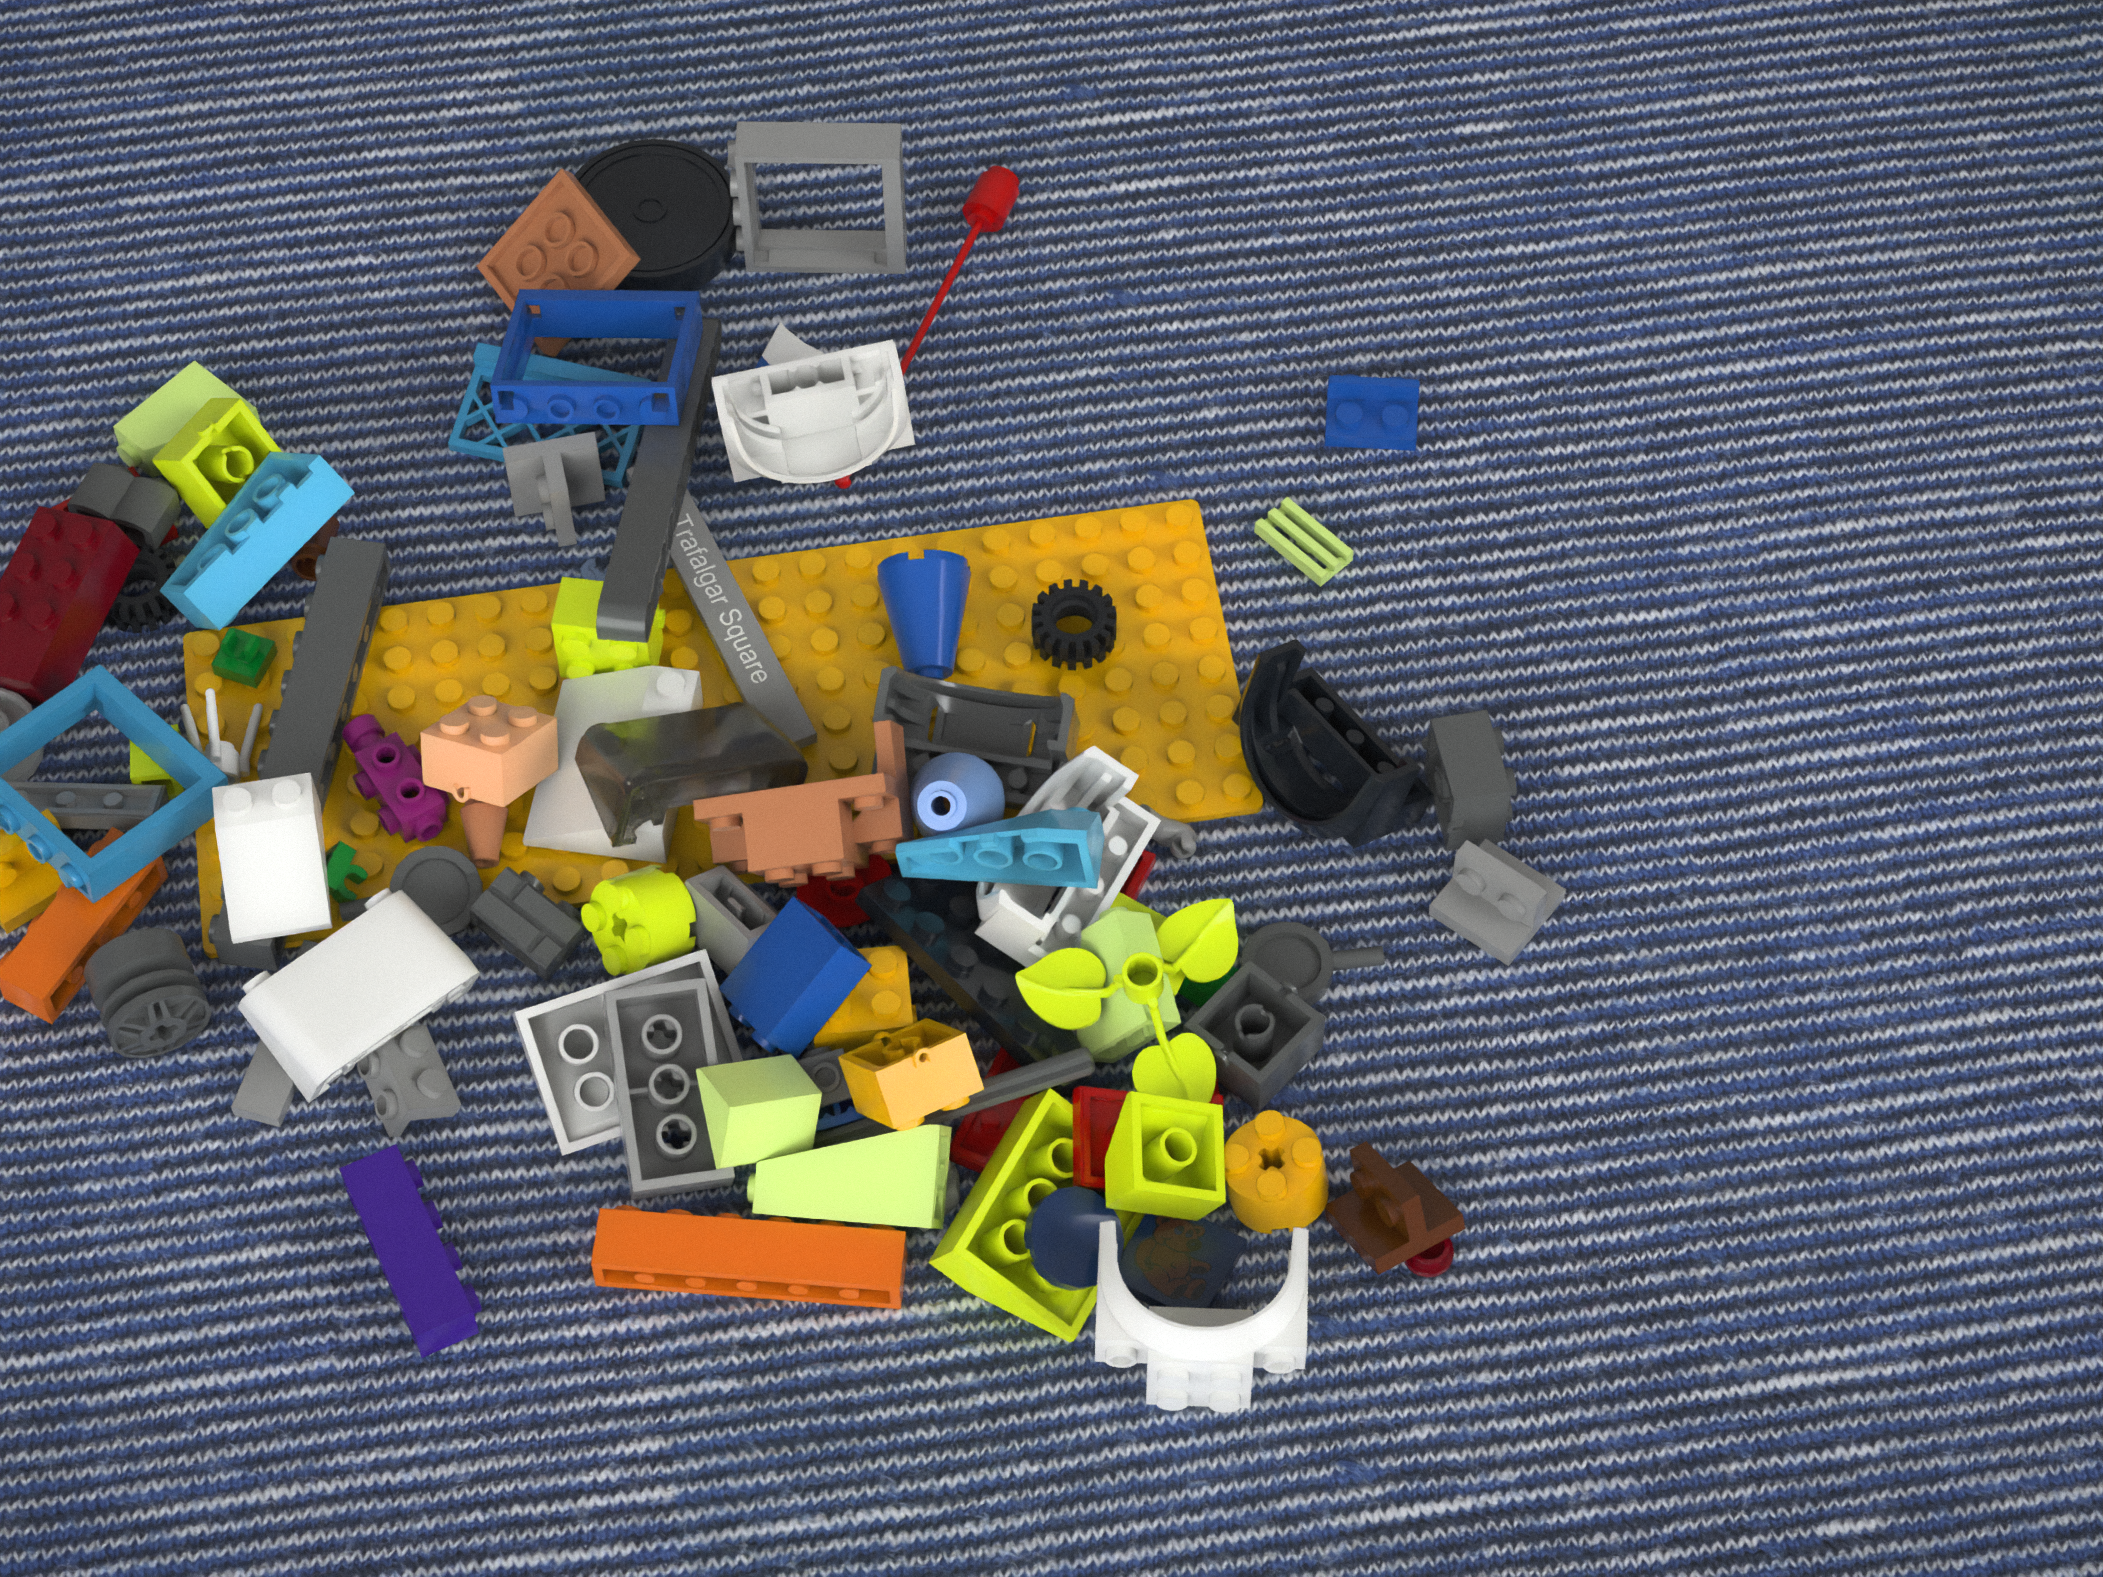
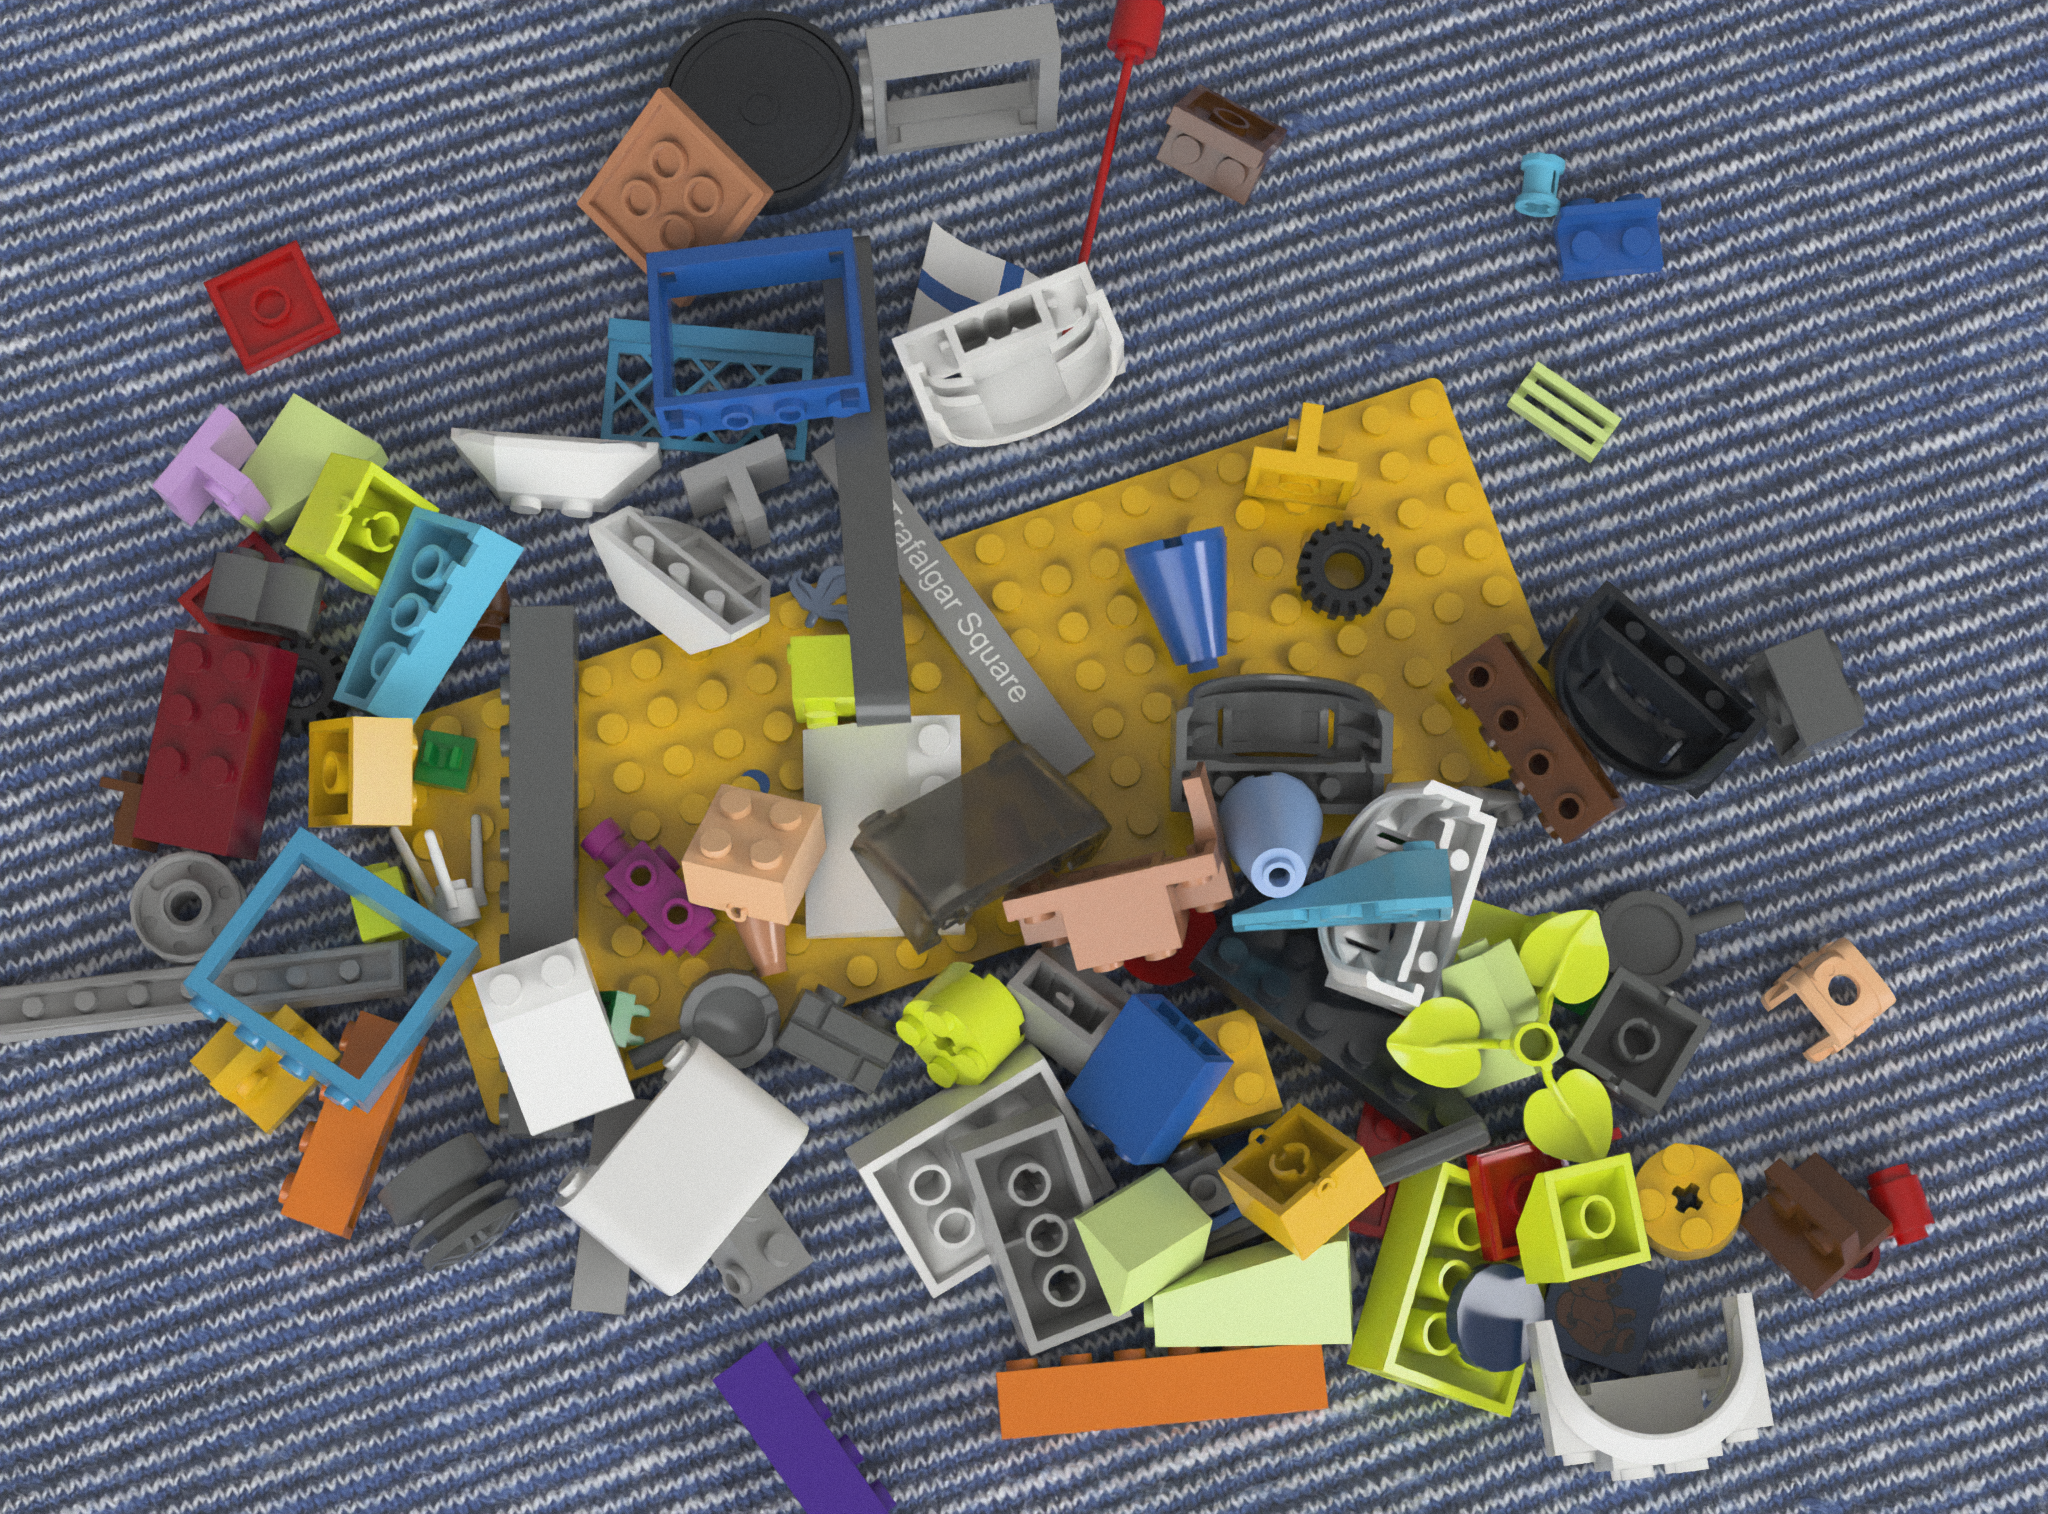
camera: 15 degrees left, 20 degrees up
(104, 392) = (210, 471): none -> lavender bracket
(168, 643) = (361, 772): none -> yellow brick
(197, 308) = (272, 307): none -> red tile
(406, 450) = (557, 470): none -> white wedge
(482, 546) = (681, 579): none -> white wedge
(1040, 294) = (1219, 143): none -> bracket
(1047, 531) = (1297, 471): none -> yellow bracket
(1214, 774) = (1535, 739): none -> reddish brown brick
(1318, 364) = (1540, 184): none -> medium azure bush
(1456, 1021) = (1811, 981): none -> light nougat piece
(1482, 1213) = (1902, 1201): none -> red brick
(1495, 900) = (1850, 825): light grey bracket -> none

